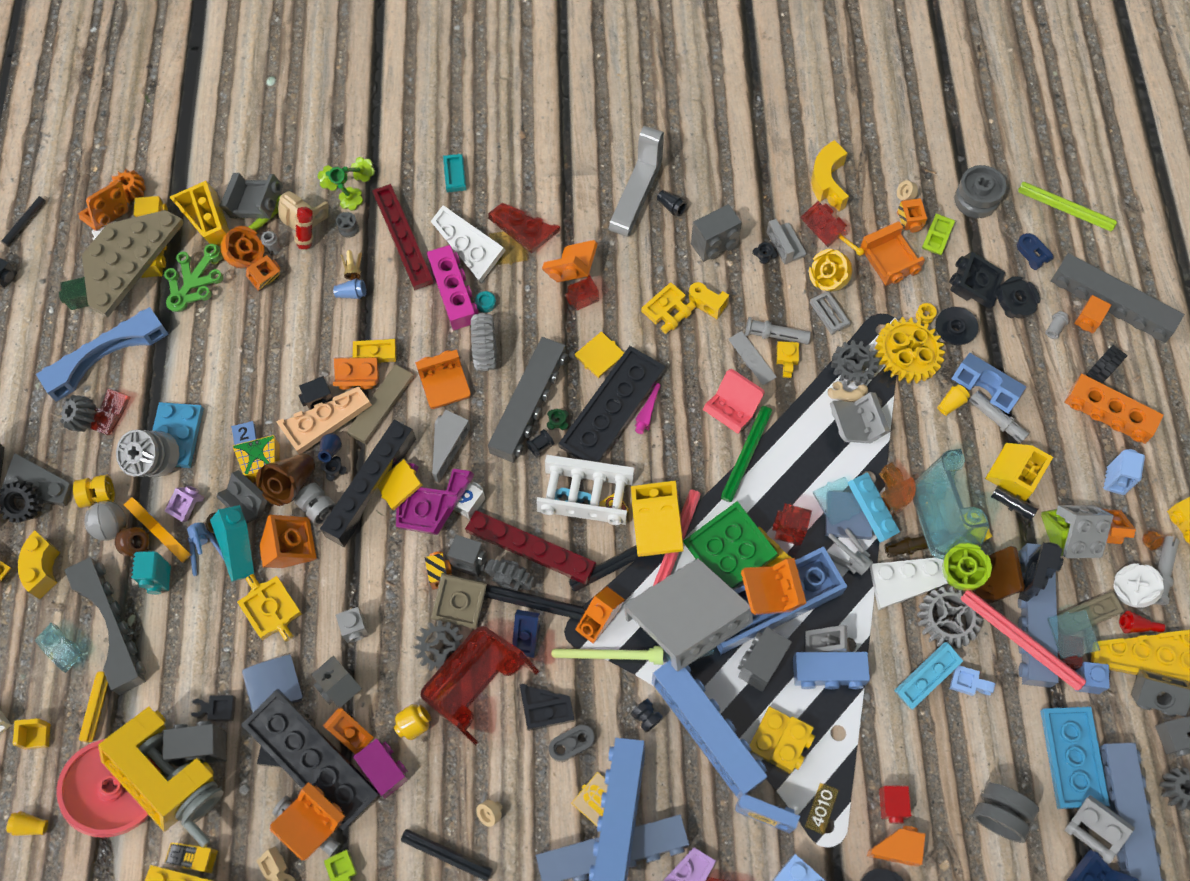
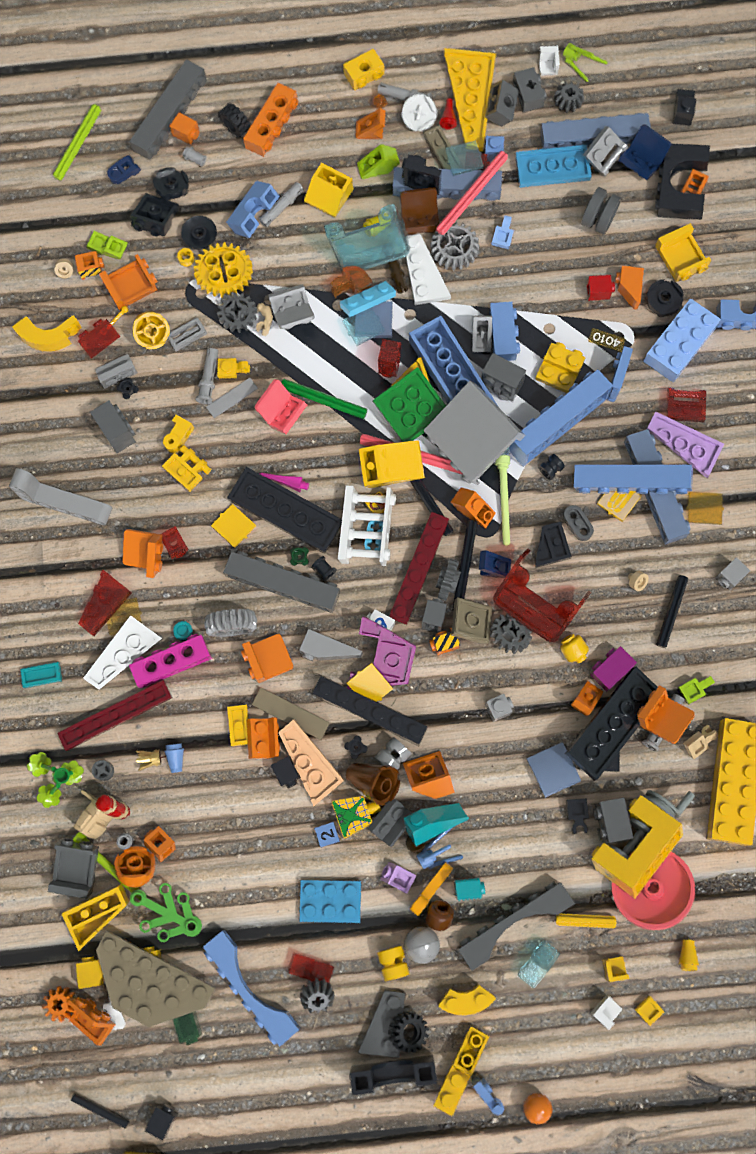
camera: 90 degrees left, 10 degrees up
(147, 453) = (355, 906): light grey wheel -> none
(191, 857) = (698, 813): leg -> none
(269, 607) = (488, 782): yellow plate -> none
(329, 446) = (337, 751): dark blue cone -> none
(335, 682) = (550, 711): dark grey brick -> none
(674, 204) = (76, 469): black cone -> none
(774, 588) = (450, 365): orange bracket -> none
(858, 561) = (413, 311): light grey plant -> none
(928, 675) = (502, 261): medium azure plate -> none
(954, 399) = (267, 237): yellow cone -> none
(966, 567) = (420, 227): lime cylinder -> none
(980, 191) = (65, 208): dark grey wheel -> none
(1014, 503) = (356, 196): black pin -> none
(1087, 530) = (377, 139): light grey bracket -> none
(1124, 472) = (328, 114): light blue brick -> none

